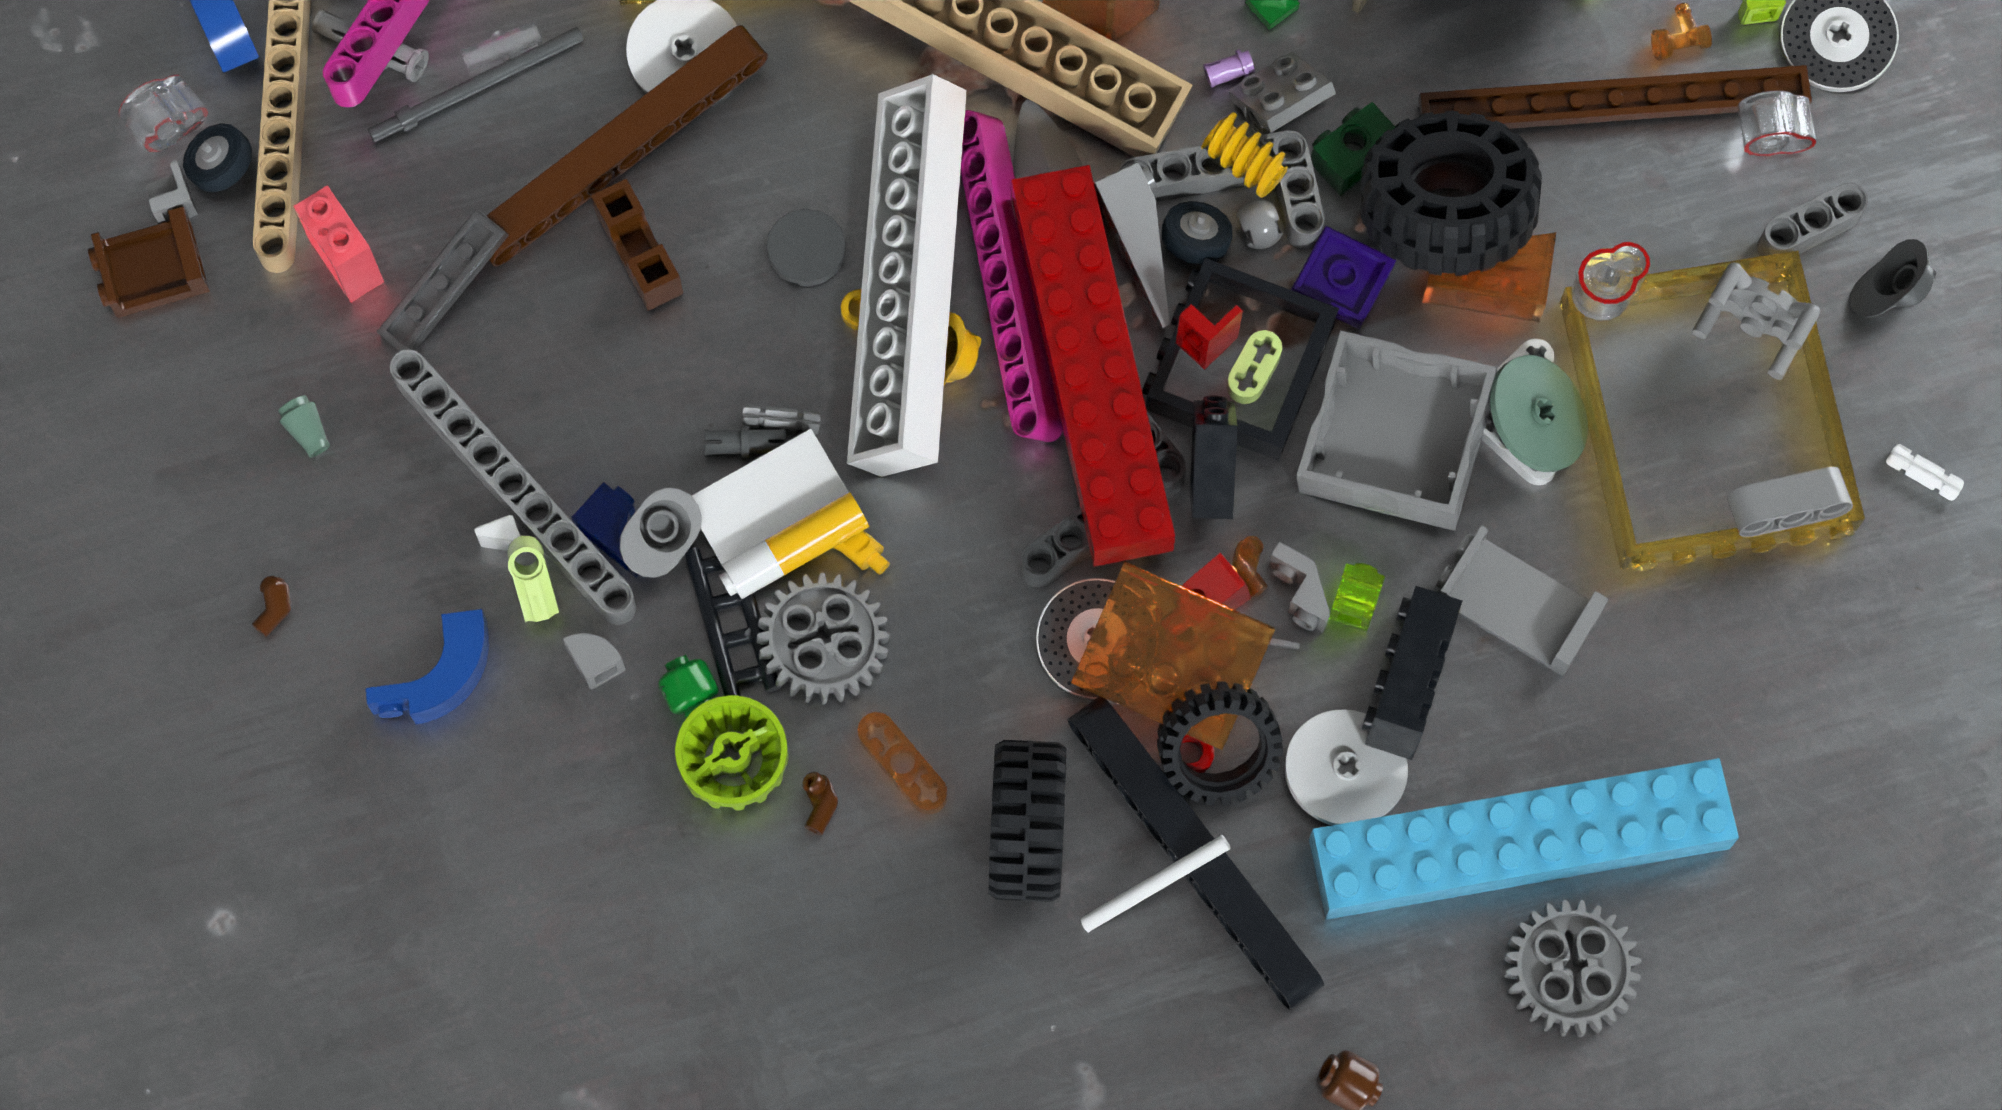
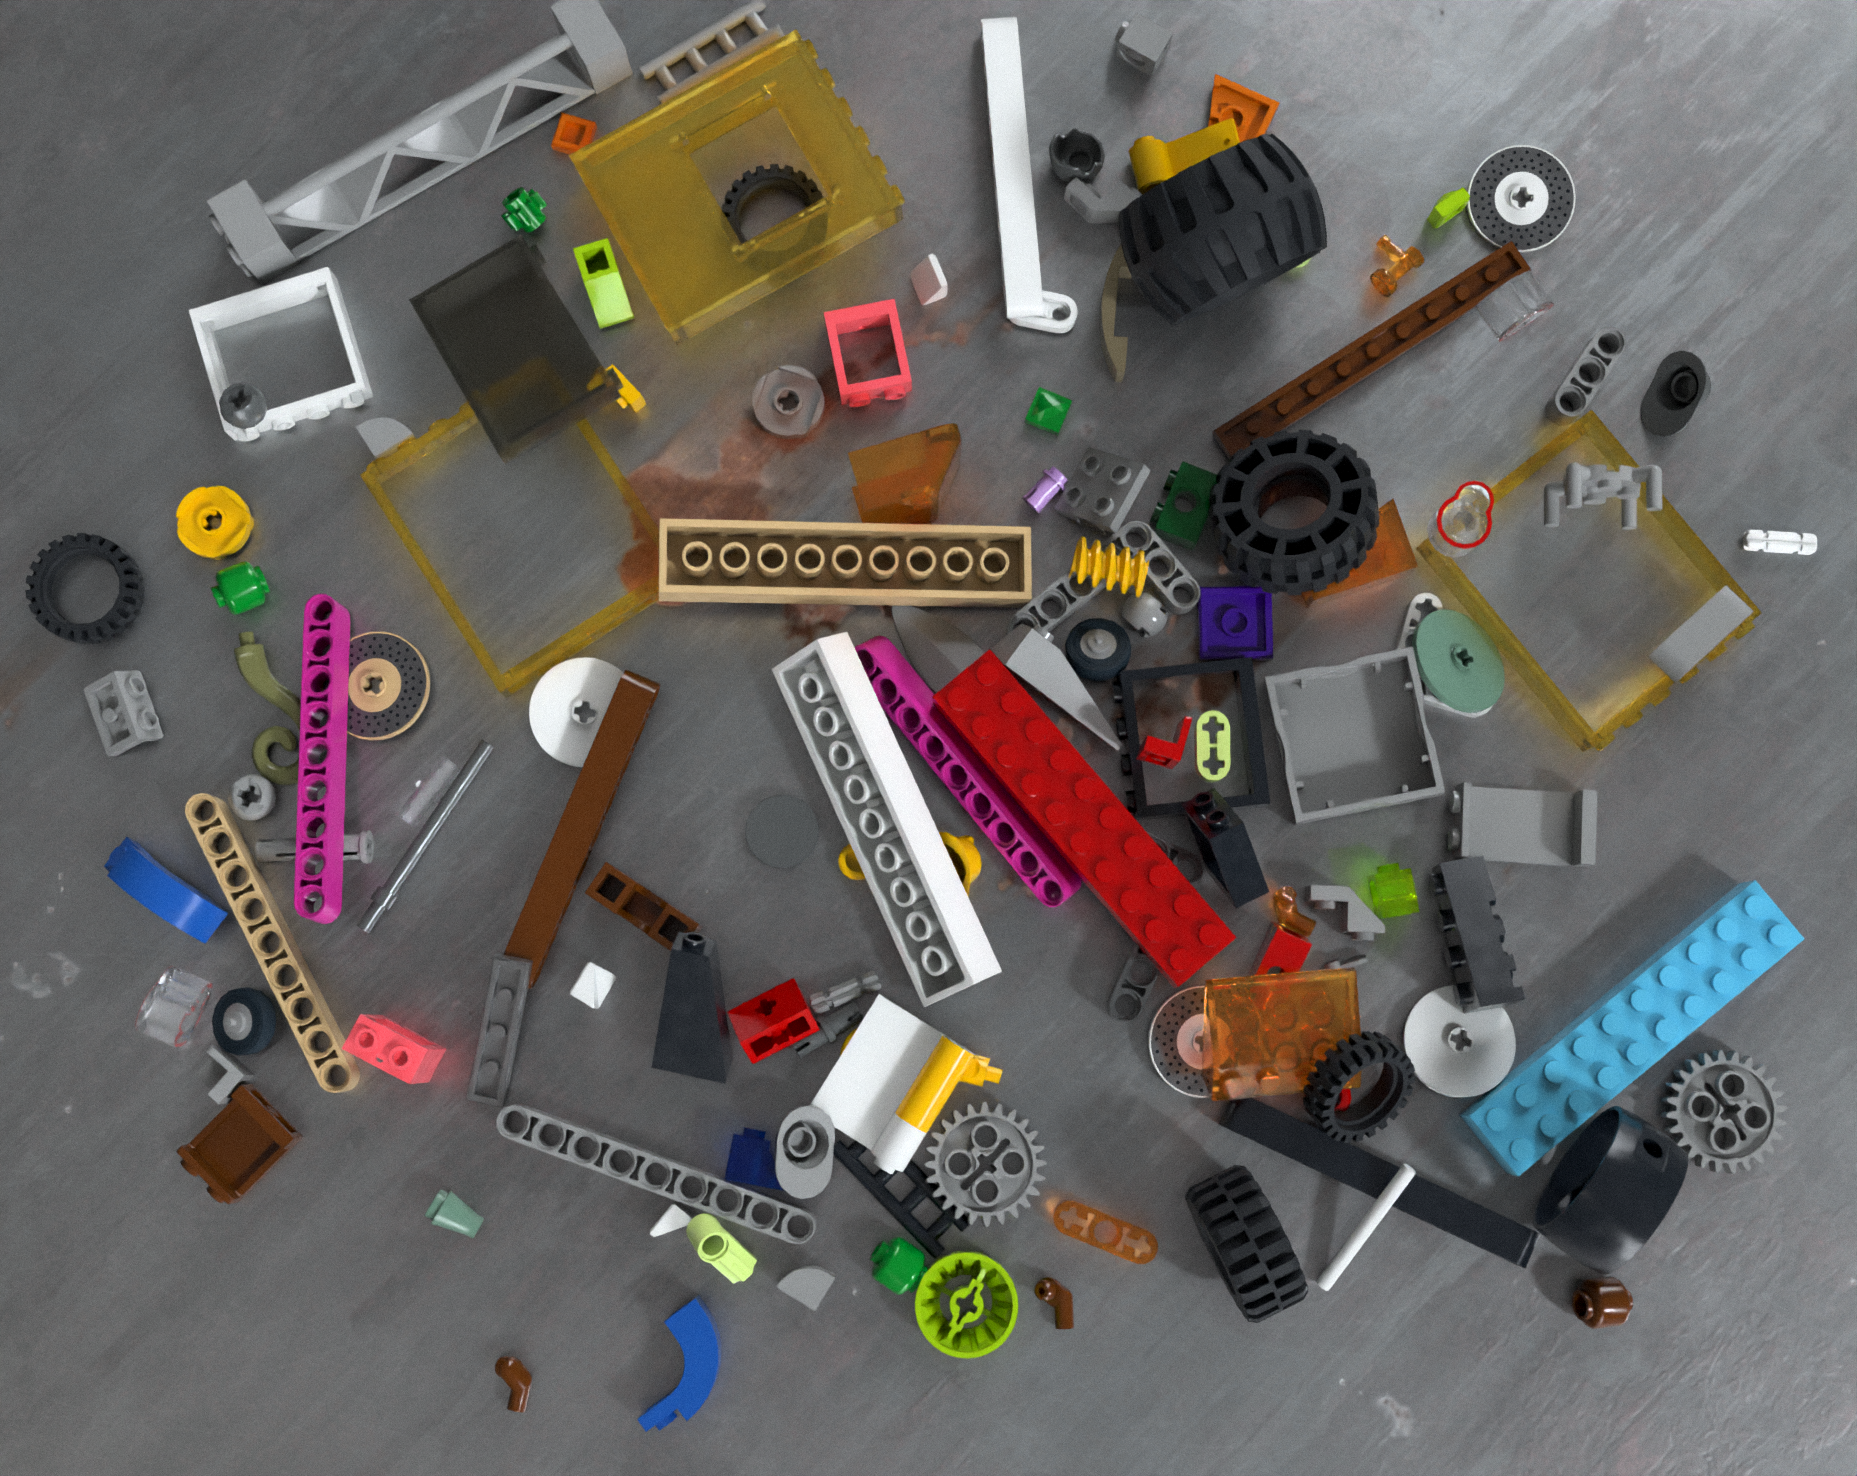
camera: 30 degrees left, 10 degrees up
(551, 290) = (593, 985): none -> white slope
(629, 351) = (693, 1015): none -> black slope
(698, 403) = (773, 1021): none -> red brick
(1408, 955) = (1610, 1190): none -> black cylinder

